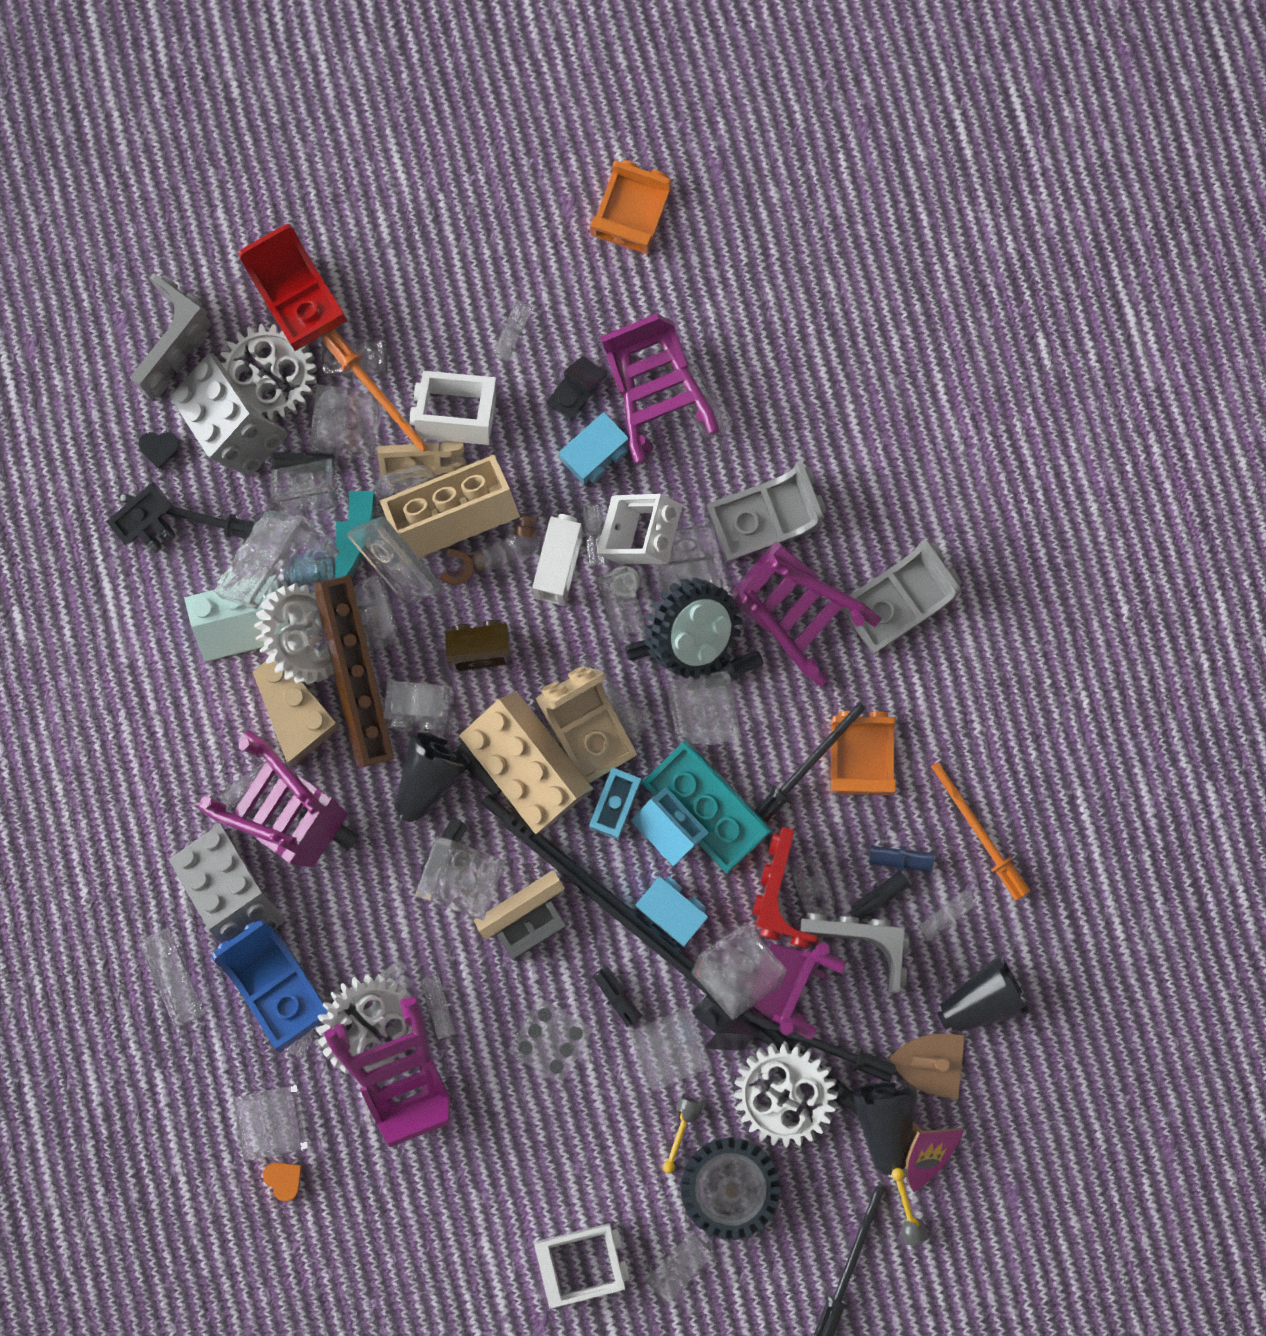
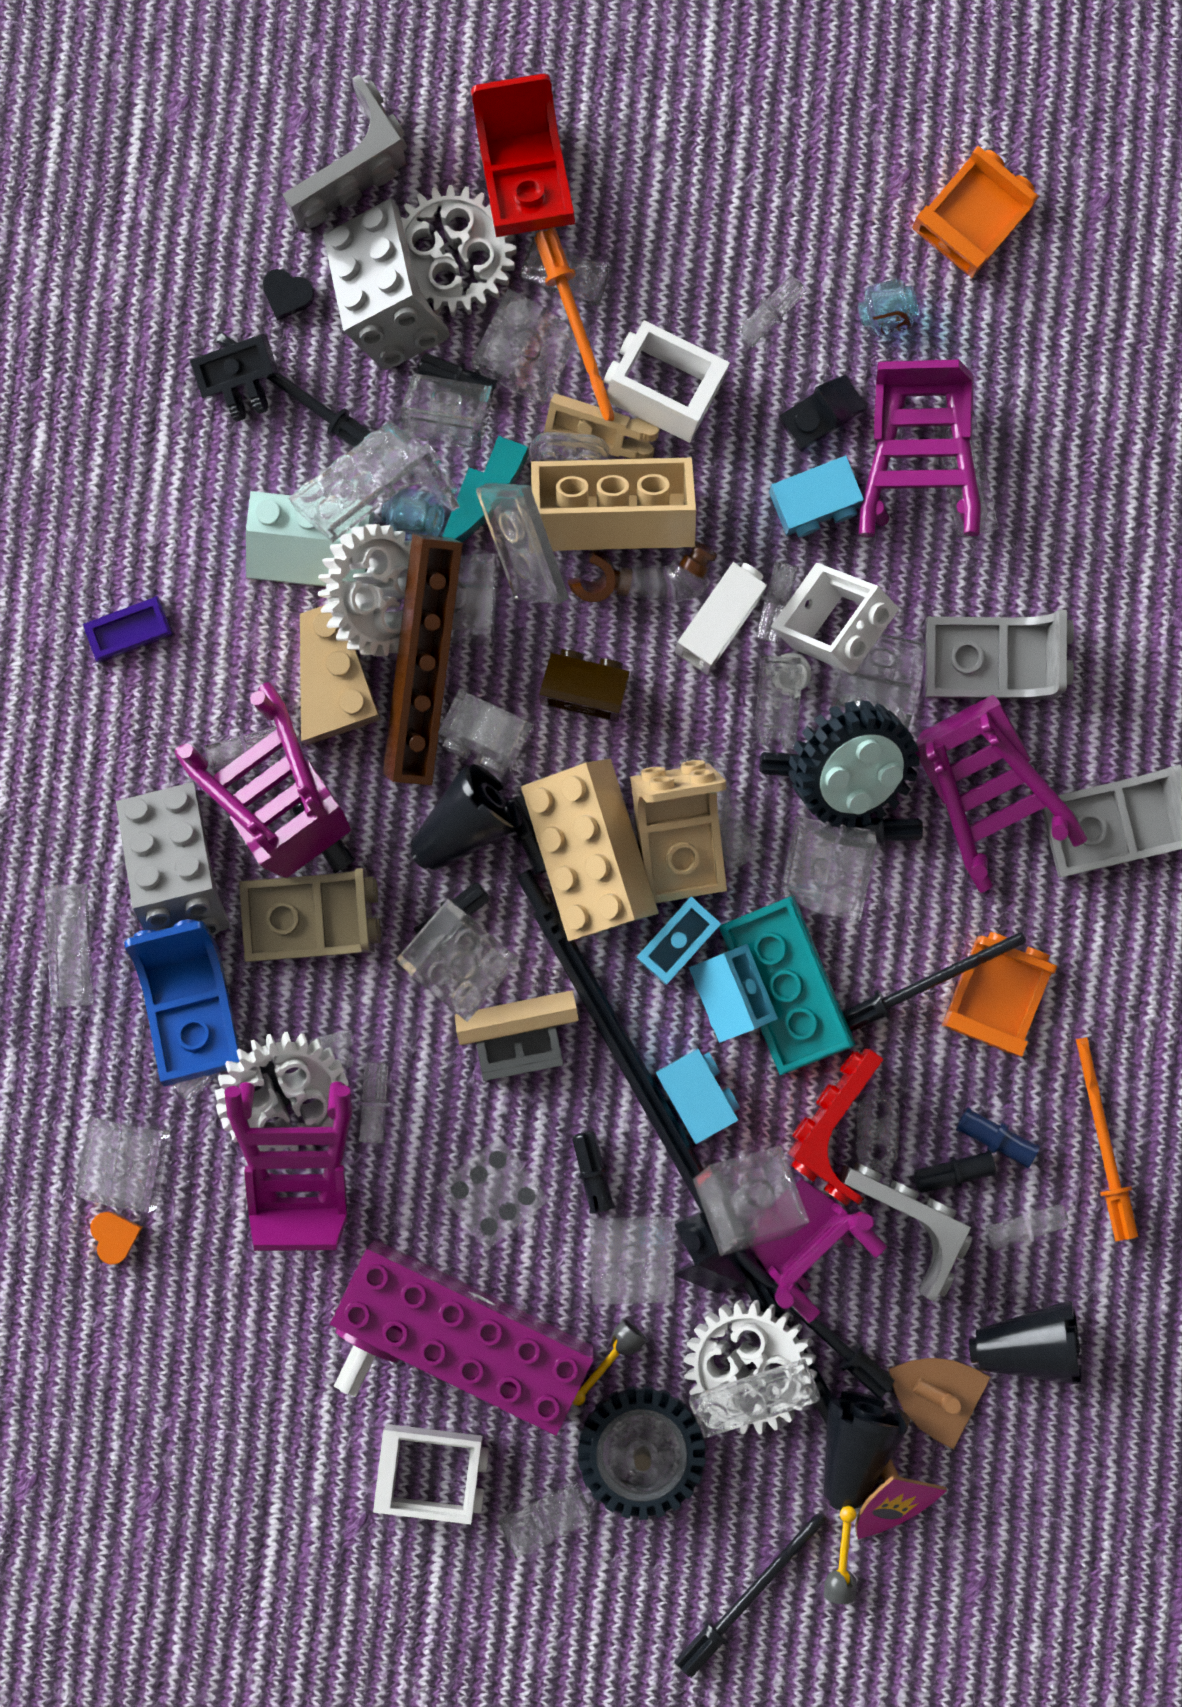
camera: 15 degrees right, 5 degrees up
(131, 732) = (127, 629): none -> dark purple tile
(340, 888) = (309, 916): none -> dark tan bracket
(560, 1150) = (458, 1335): none -> magenta piece
(595, 296) = (889, 307): none -> clear light blue head
(796, 1115) = (754, 1398): none -> clear plate

